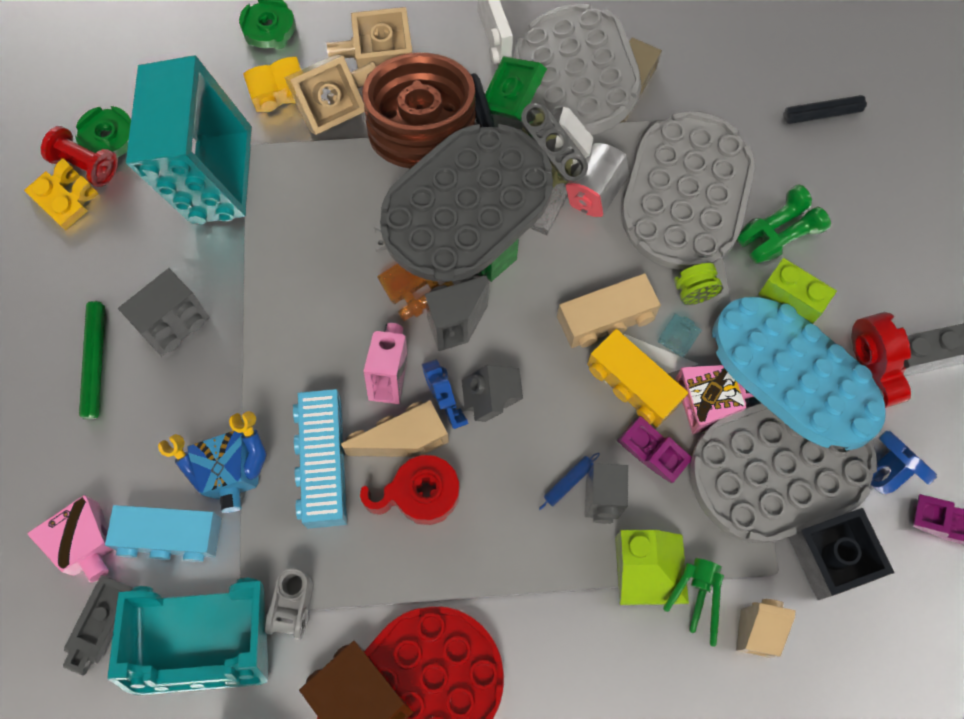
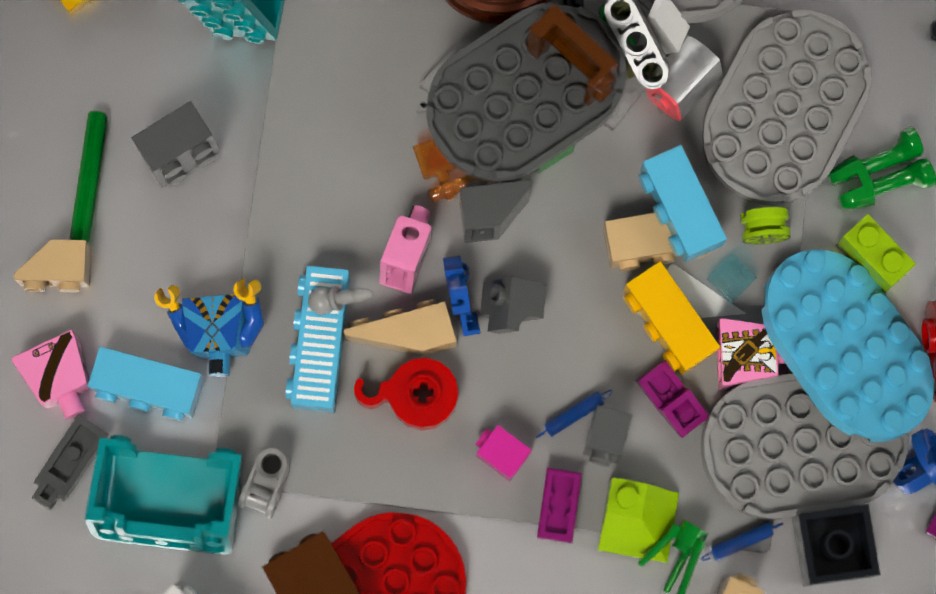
camera: 10 degrees right, 10 degrees up
(68, 439) = (57, 265): none -> tan slope
(319, 419) = (324, 300): none -> light grey bar
(505, 147) = (578, 48): none -> reddish brown panel
(510, 528) = (502, 452): none -> dark pink brick
(575, 569) = (559, 505): none -> magenta plate
(625, 274) = (681, 204): none -> medium azure brick
(752, 568) = (742, 541): none -> blue piece

